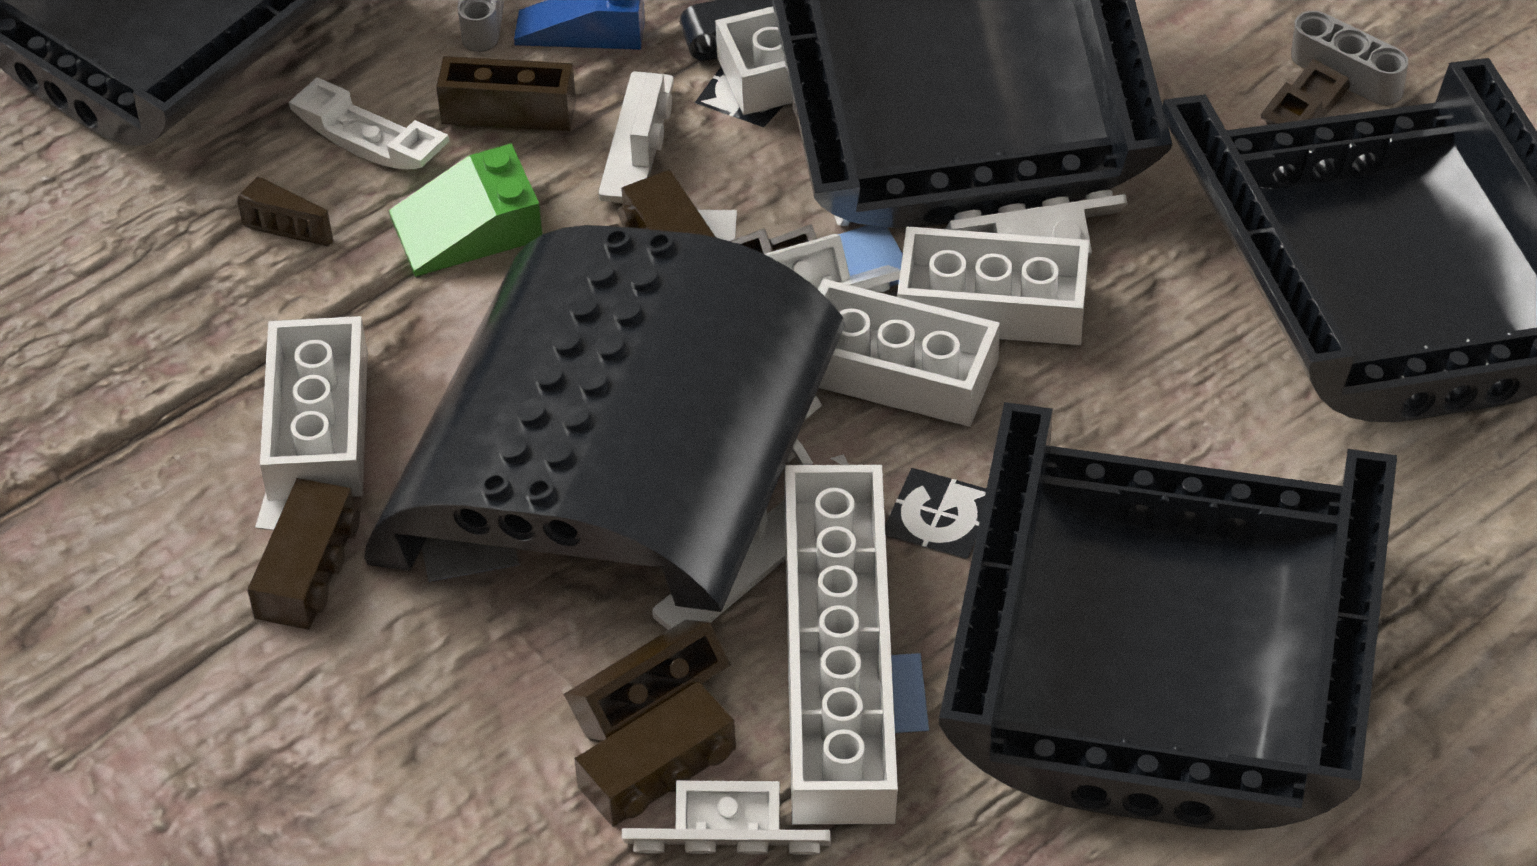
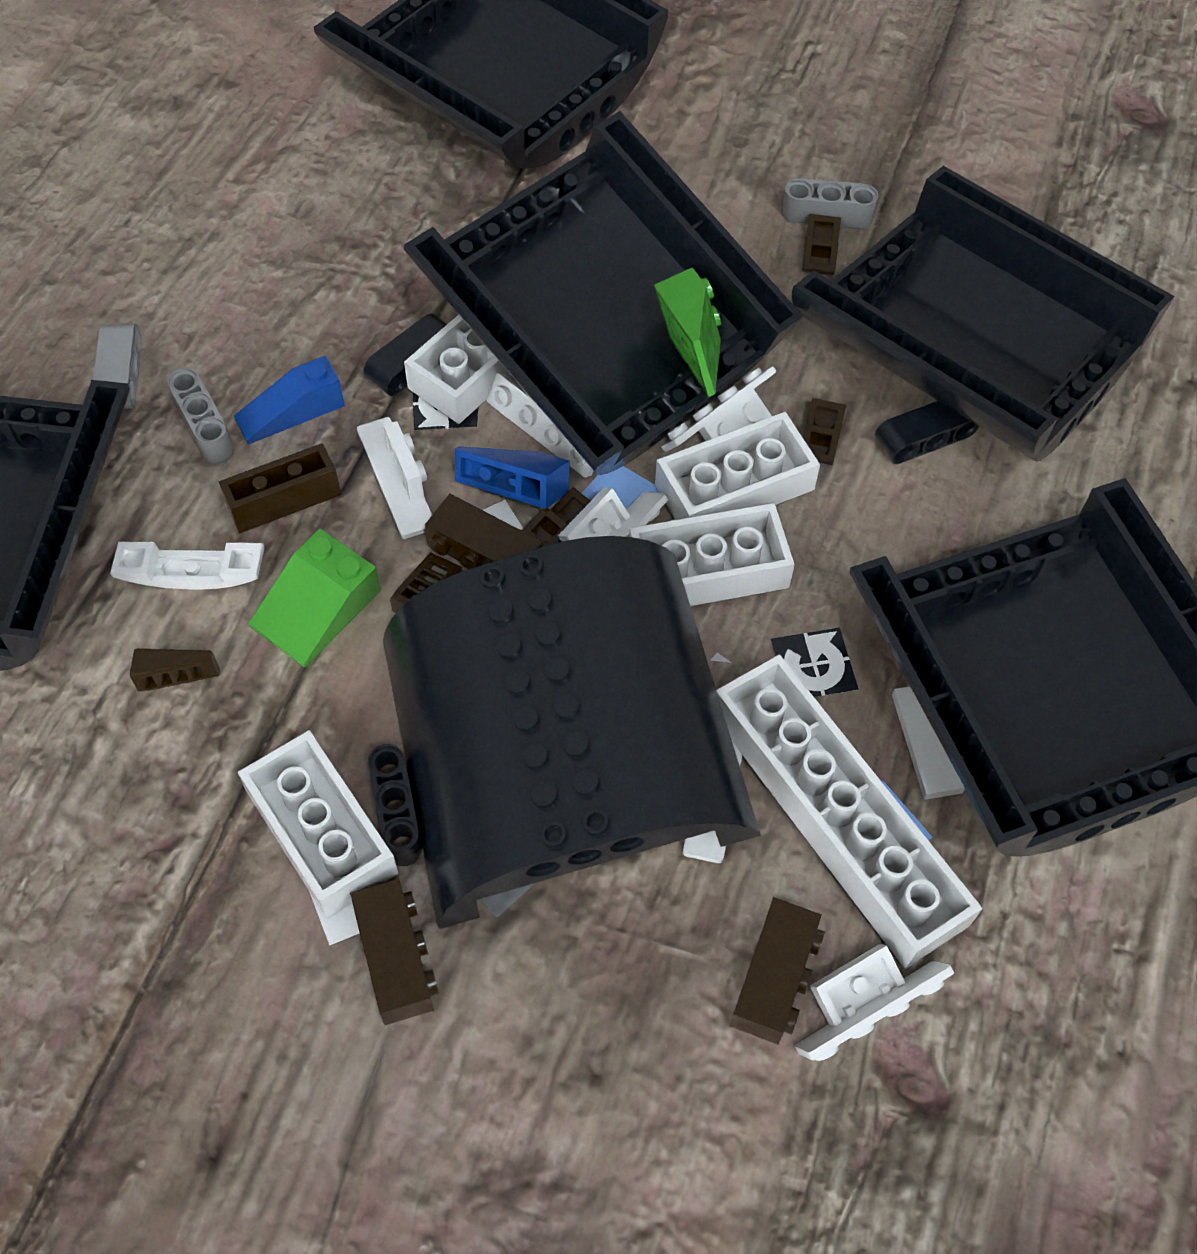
camera: 35 degrees left, 10 degrees up
(399, 428) = (391, 787): none -> black beam
(647, 678) = (731, 915): dark brown brick -> none
(756, 184) = (515, 474): none -> blue slope
(1037, 104) = (692, 324): none -> bright green slope
(1139, 293) = (824, 429): none -> dark brown slope
(1242, 339) = (922, 431): none -> black beam

